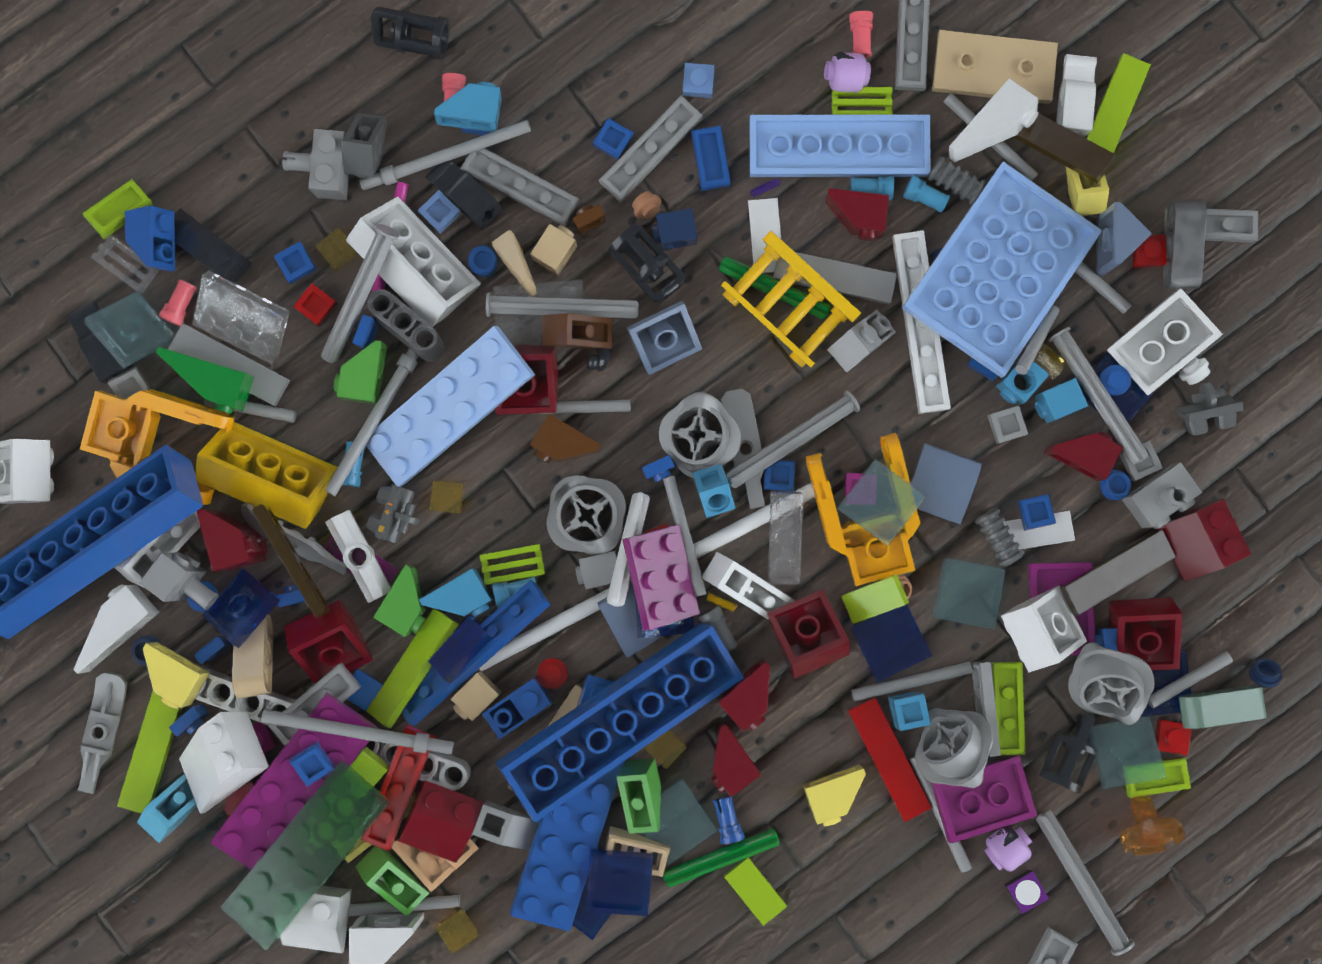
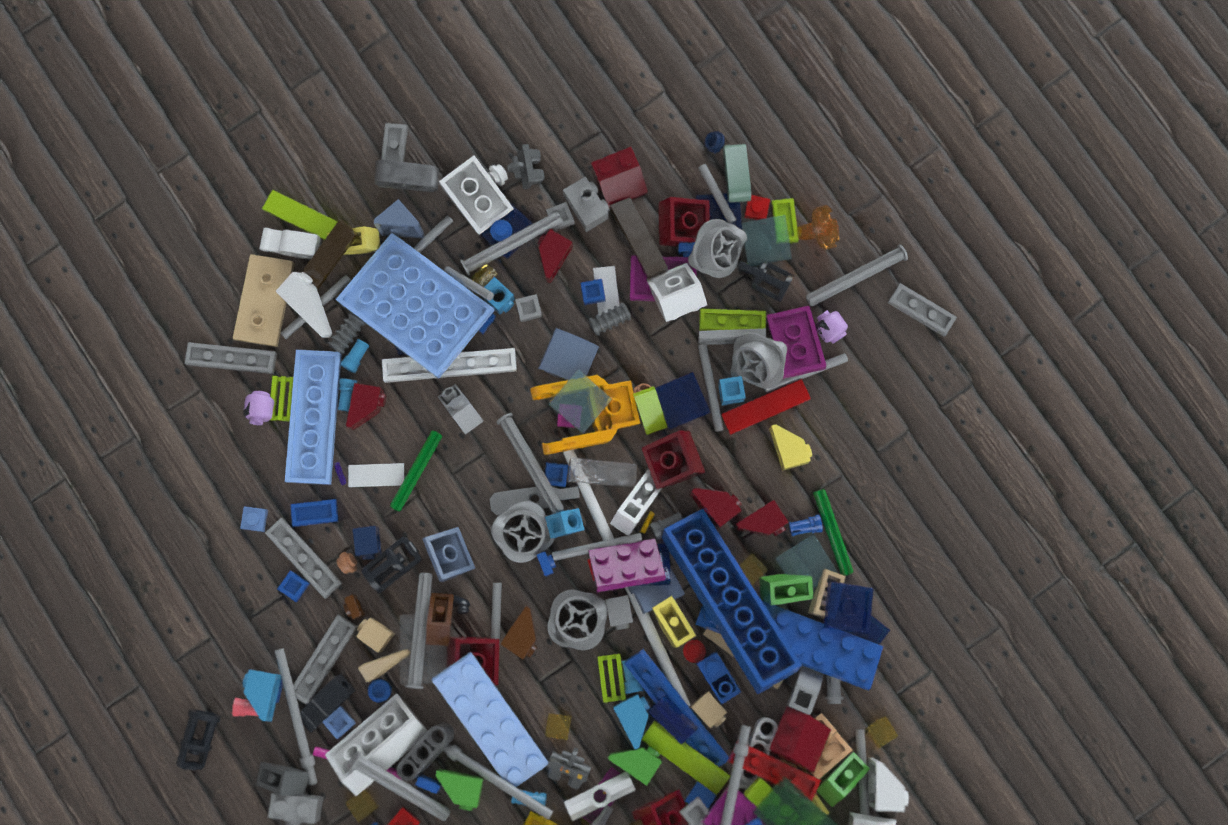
camera: 90 degrees left, 5 degrees down
(507, 864) = (833, 690): none -> light grey pin
(587, 644) = (673, 622): none -> light yellow slope
(633, 526) = (588, 584): white axle -> none
(755, 890) = (857, 508): lime tile -> none
(819, 290) = (422, 438): yellow fence -> none
(846, 278) = (410, 426): light grey tile -> none
(861, 26) = (223, 395): coral pin -> none
(969, 593) = (649, 343): clear light blue tile -> none
(1026, 891) = (862, 316): tile -> none
(1060, 401) = (514, 270): dark azure brick -> none
(1116, 485) = (577, 235): blue plate -> none
(1151, 252) = (410, 198): red plate -> none

